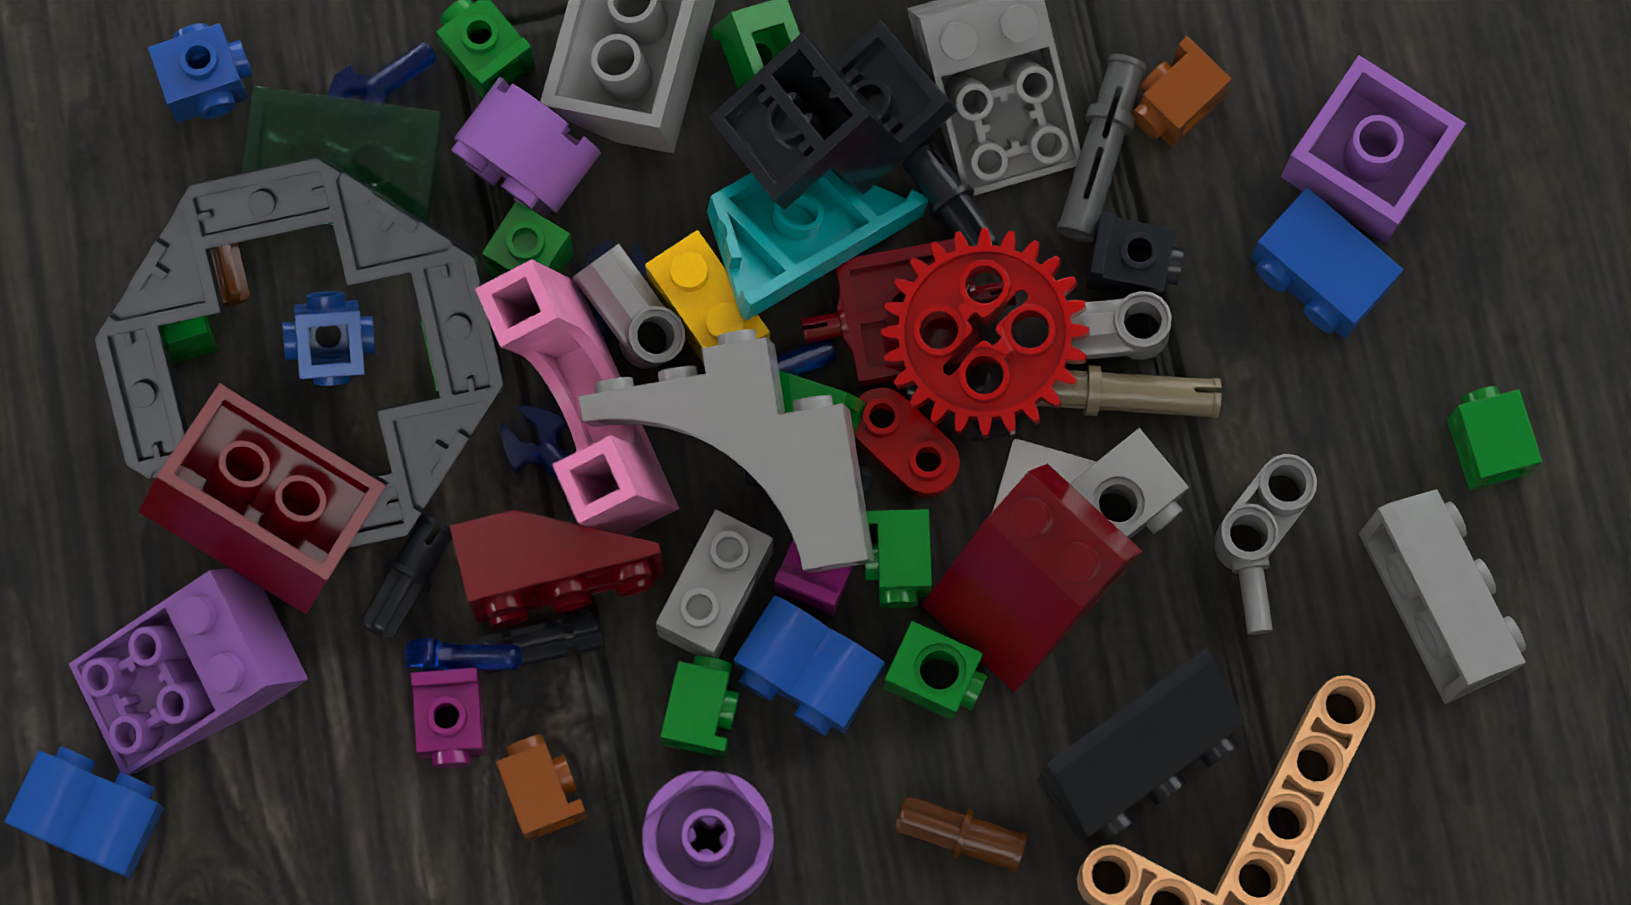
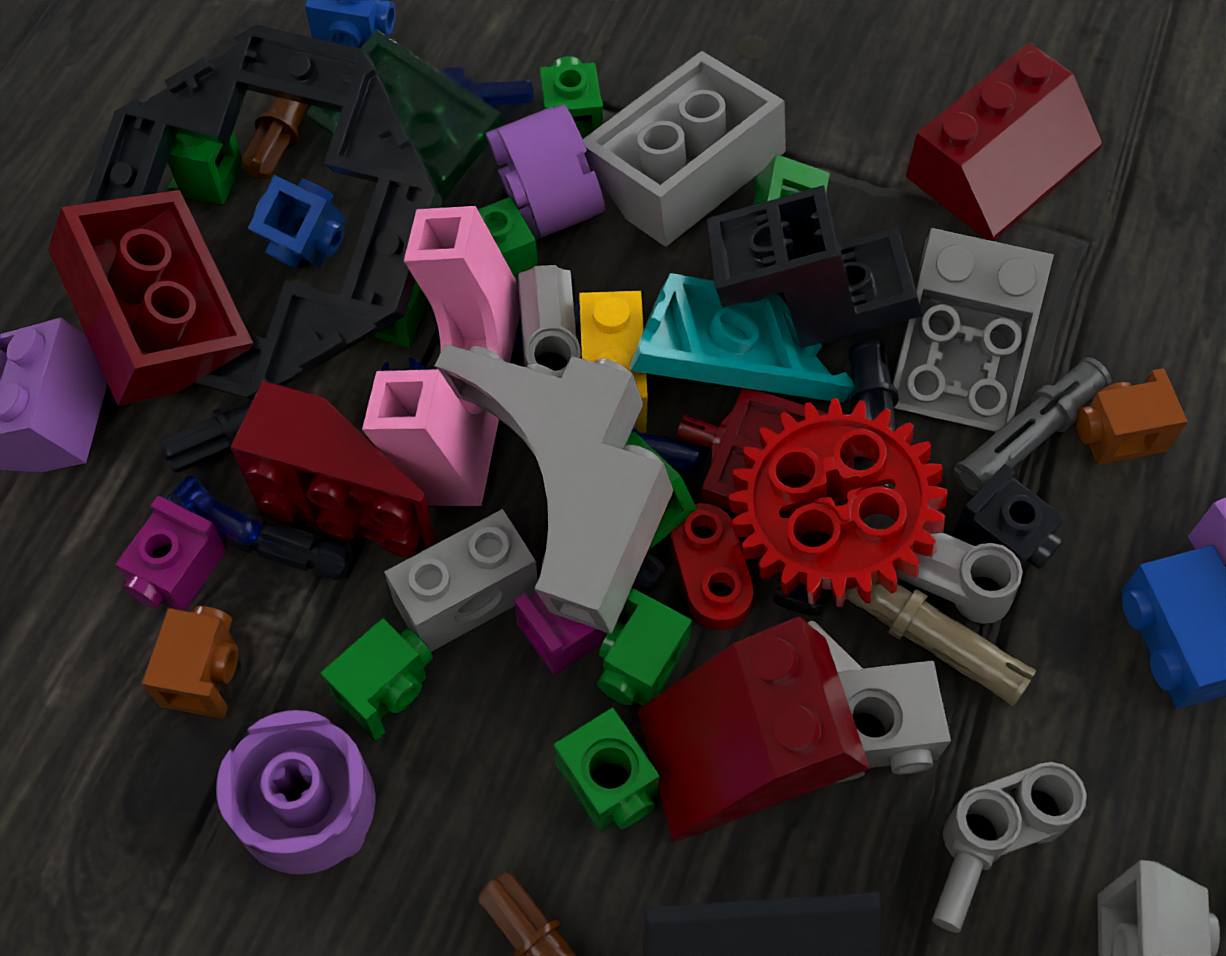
camera: 35 degrees right, 15 degrees down
(808, 666) = (498, 697): blue brick -> none

